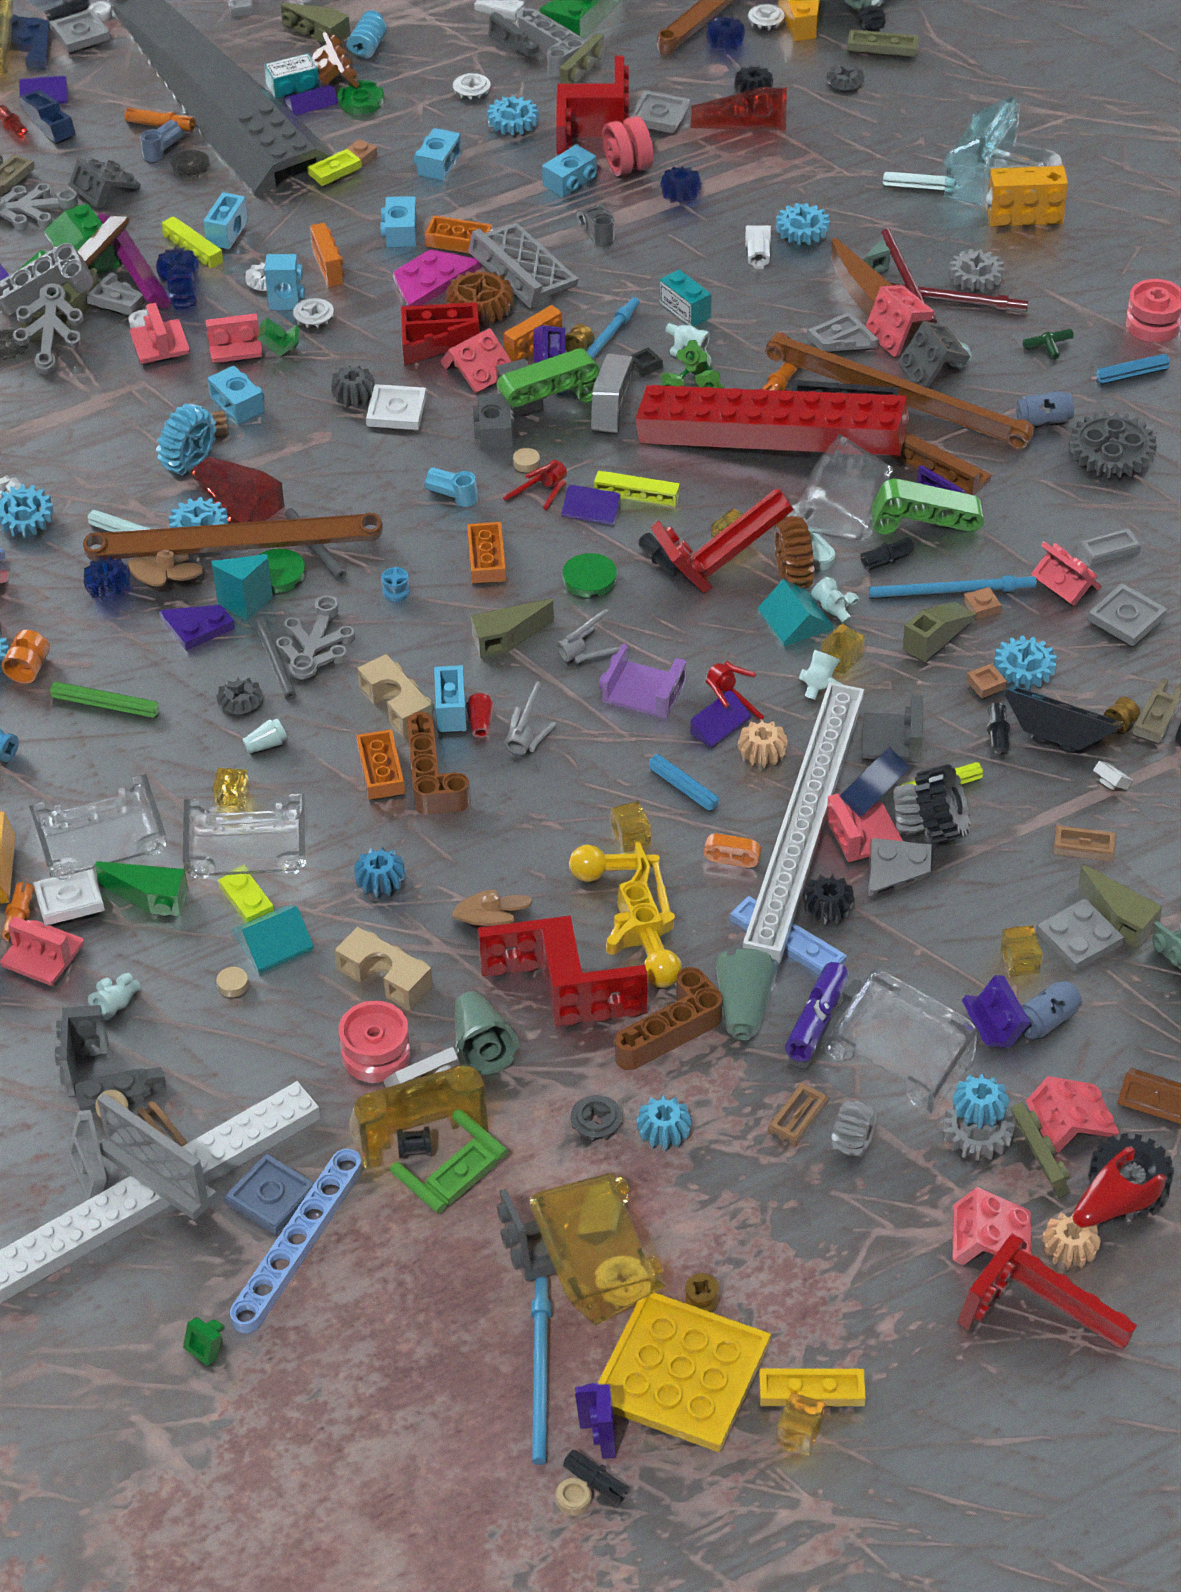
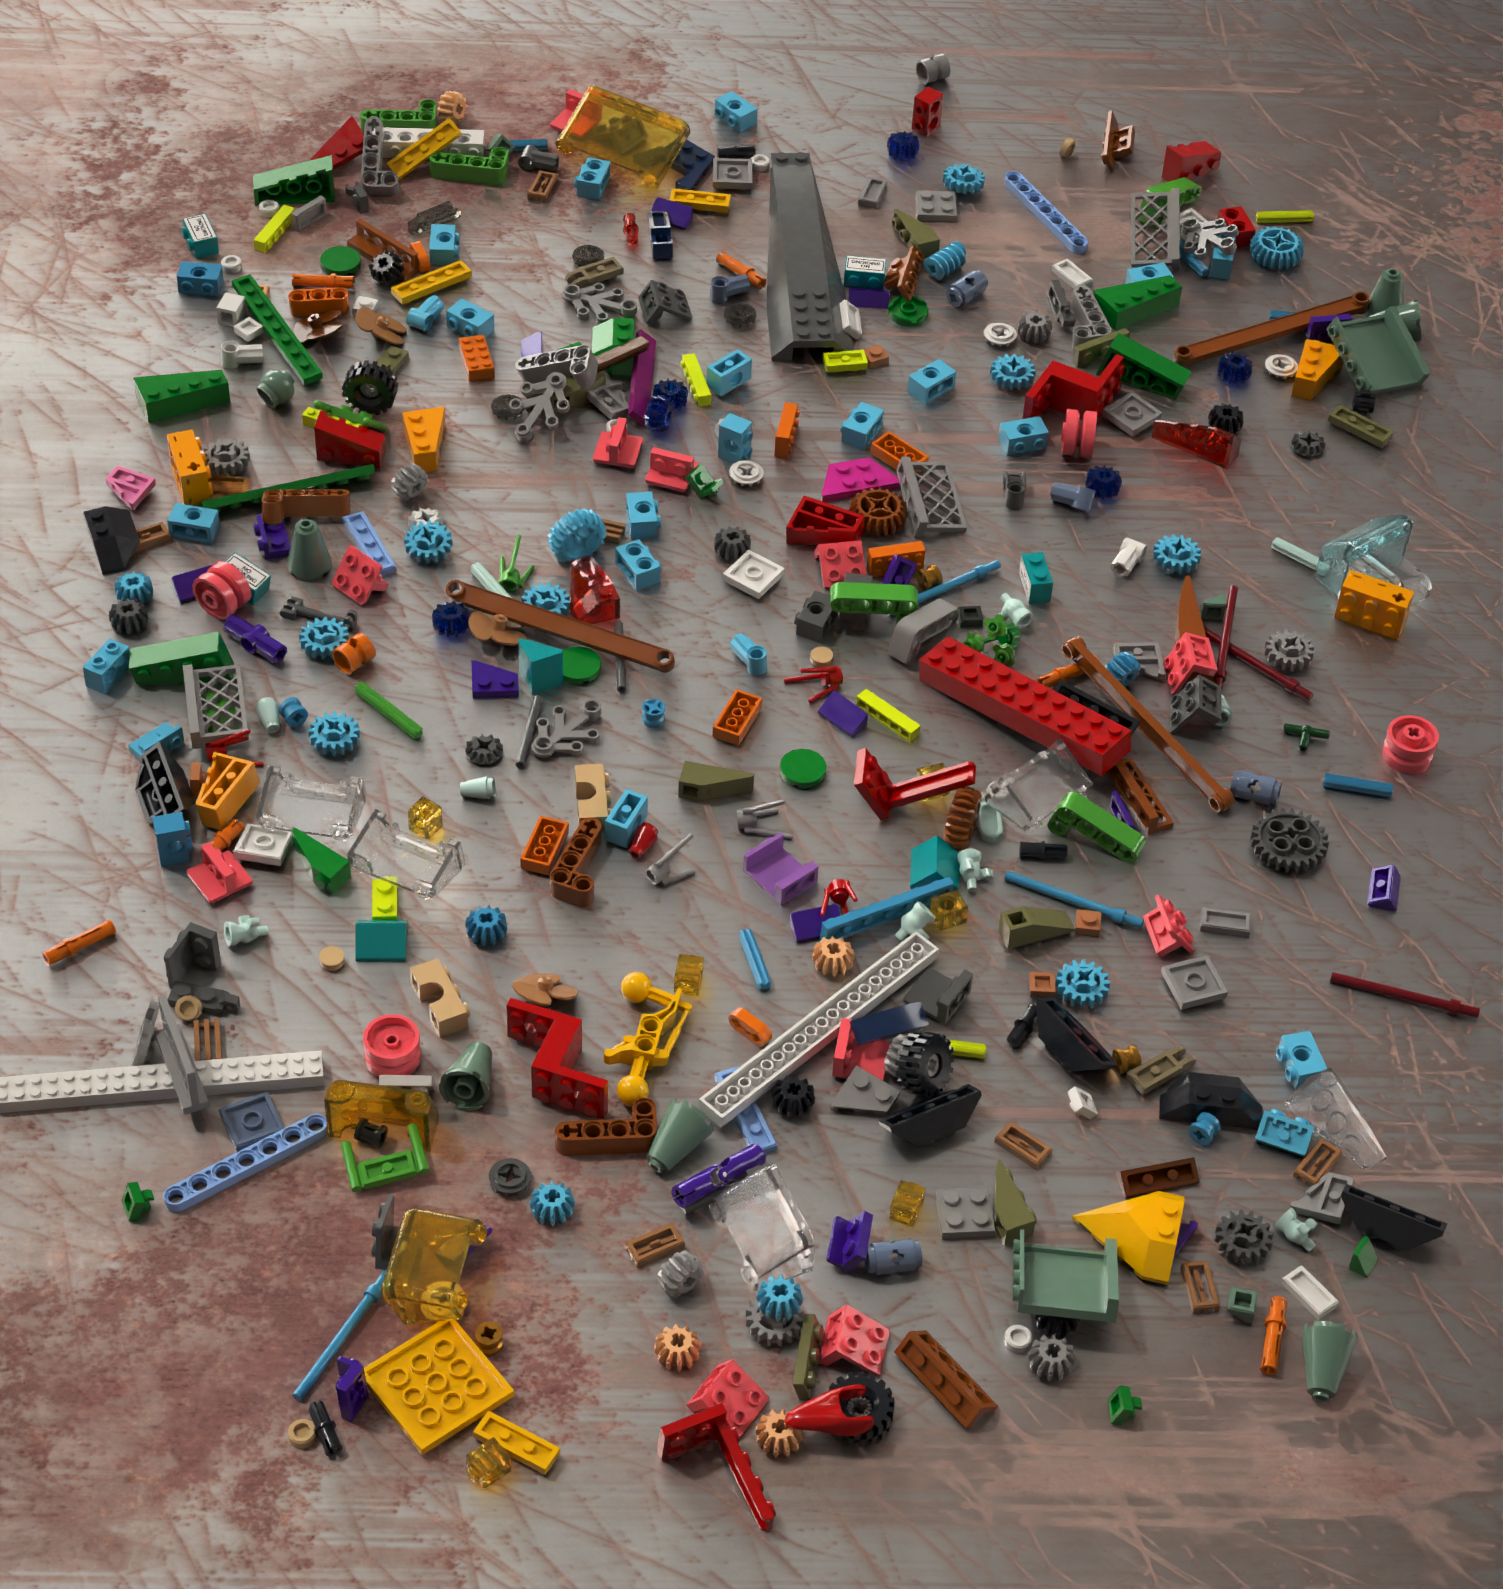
camera: 25 degrees right, 0 degrees up
(63, 747) = (334, 733): none -> medium azure gear
(69, 66) = (702, 200): none -> yellow plate
(140, 511) = (510, 578): none -> bright green plant
(268, 445) = (638, 564): none -> medium azure brick
(311, 125) = (850, 319): none -> white tile
(407, 54) = (966, 288): none -> sand blue piece
(503, 66) = (1034, 327): none -> light grey gear
(646, 61) = (1146, 368): none -> green wedge
(669, 207) = (1077, 497): none -> sand blue piece
(781, 678) = (883, 911): none -> dark azure plate
(839, 343) = (1124, 668): none -> dark azure gear
(904, 1205) = (677, 1347): none -> light nougat gear
(986, 852) = (934, 1116): none -> black wedge

